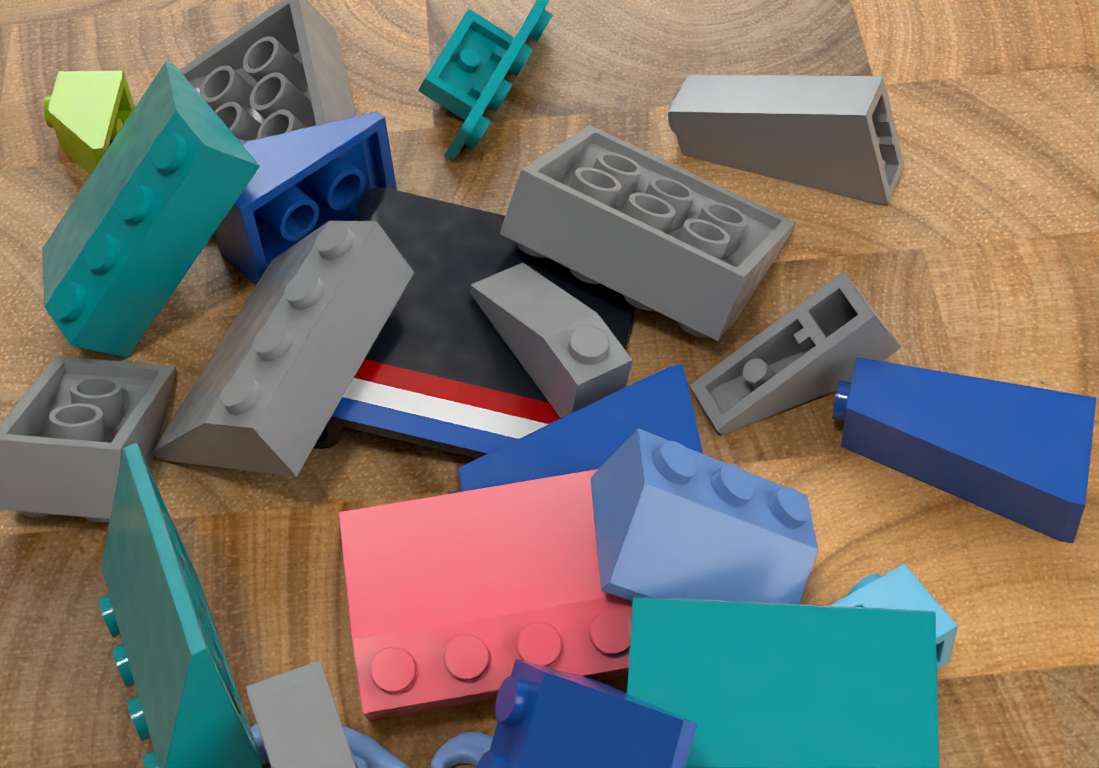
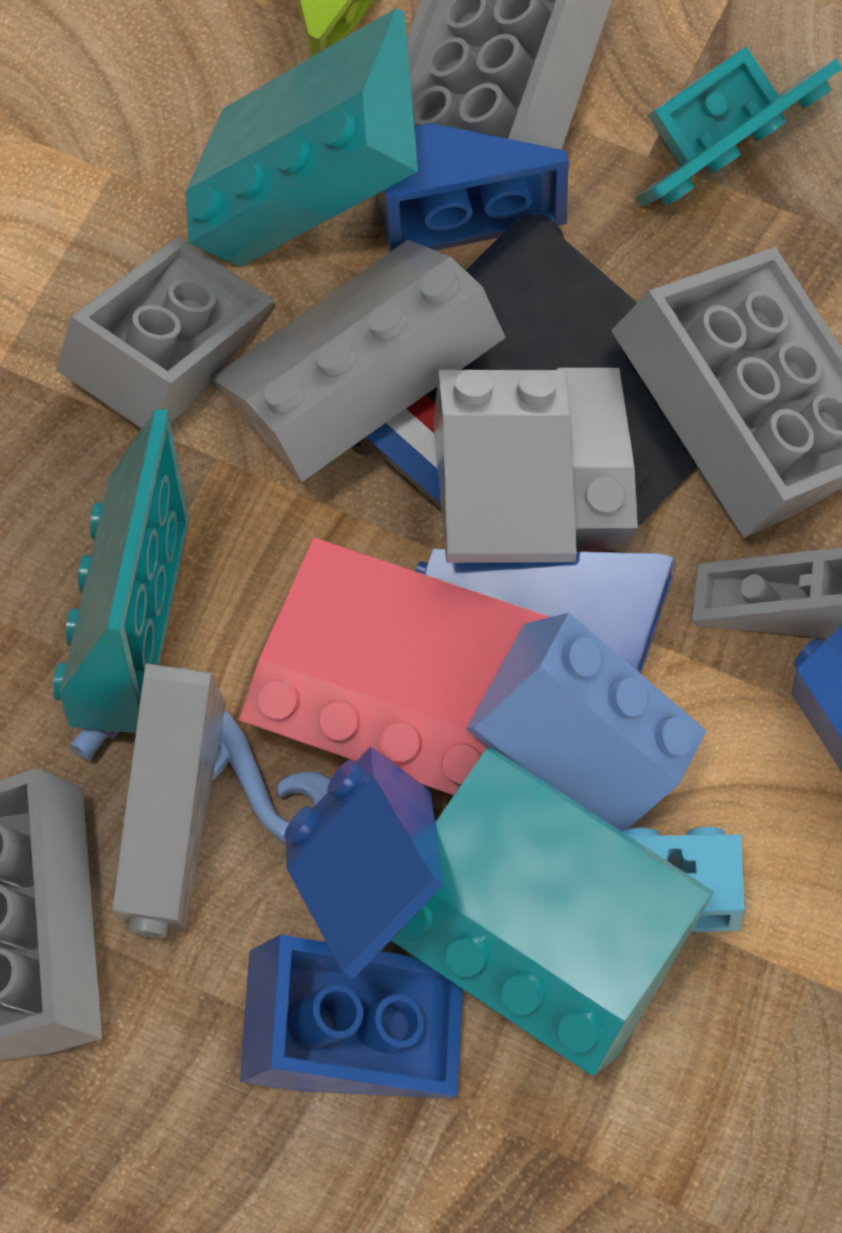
camera: 30 degrees right, 15 degrees up
(481, 364) = (505, 466): none -> light grey slope

